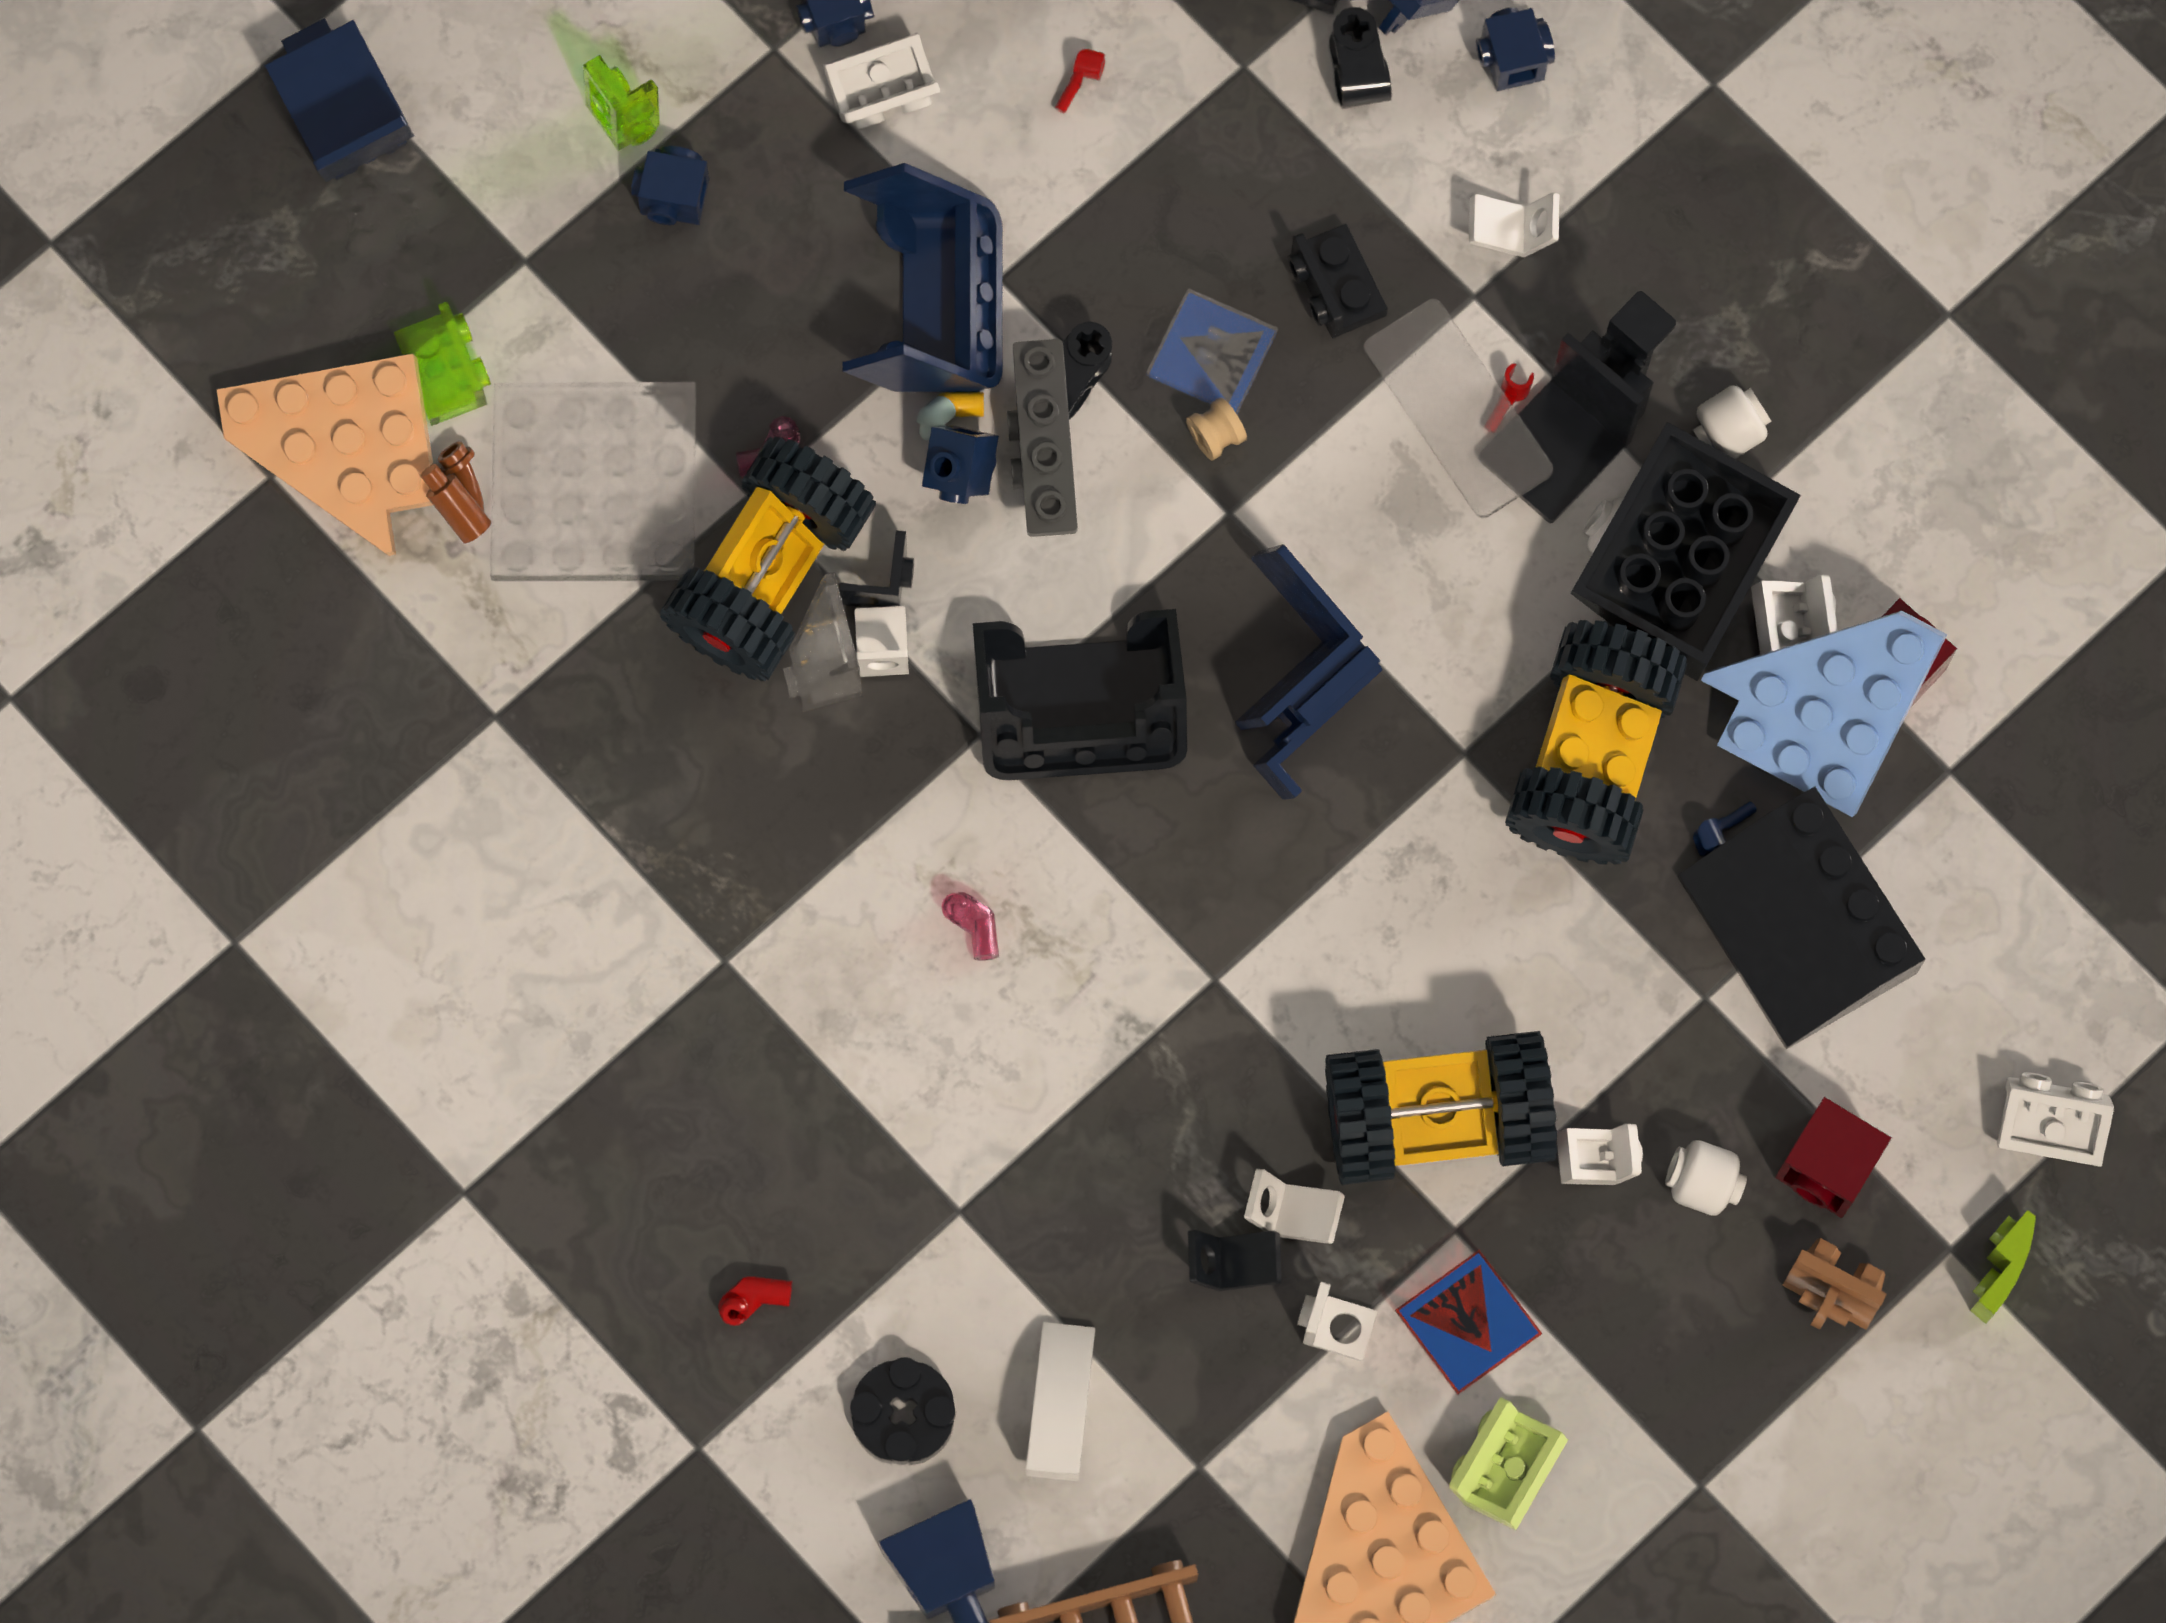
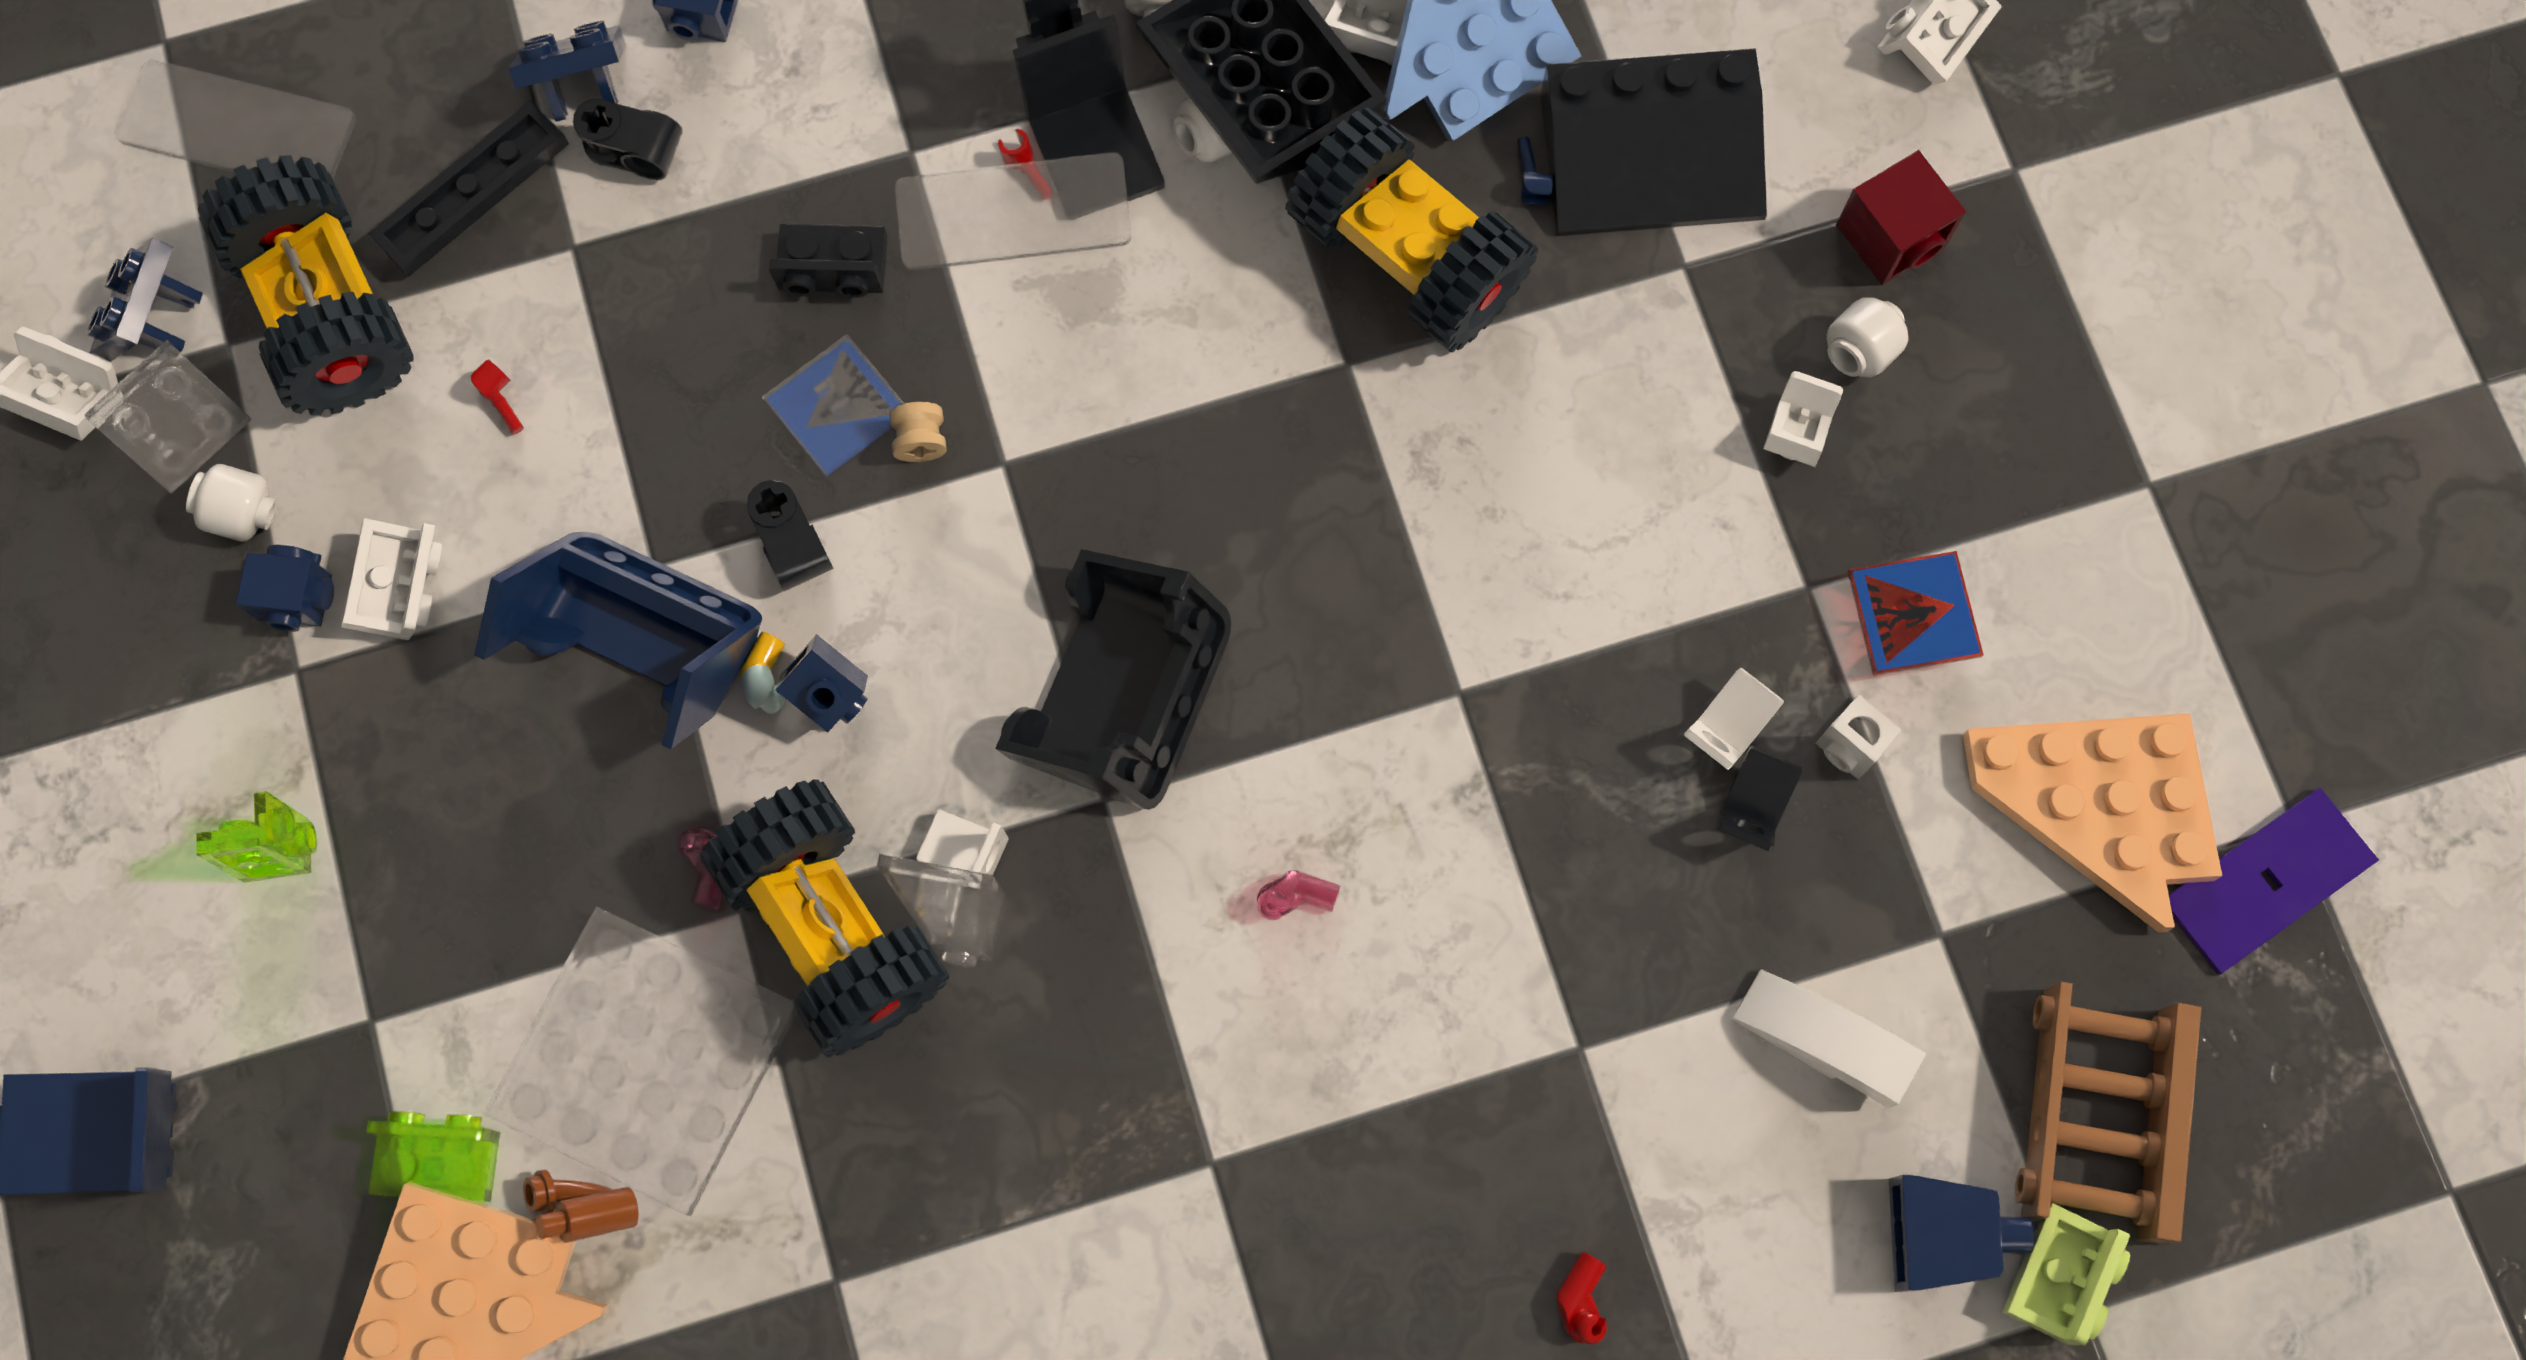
camera: 60 degrees left, 0 degrees up
(671, 185) = (377, 834): dark blue brick -> none
(901, 576) = (907, 798): black bracket -> none
(902, 1442) = (1799, 1216): black plate -> none
(1043, 438) = (843, 593): dark grey bracket -> none
(1320, 681) = (1217, 450): dark blue piece -> none
(1441, 1107) = (1702, 533): plate -> none
(1506, 1464) = (2070, 642): yellowish green bracket -> none
(1512, 226) = (865, 83): white bracket -> none
(1834, 1291) = (2021, 283): medium nougat hips -> none
(2011, 1251) = (2053, 113): lime slope -> none

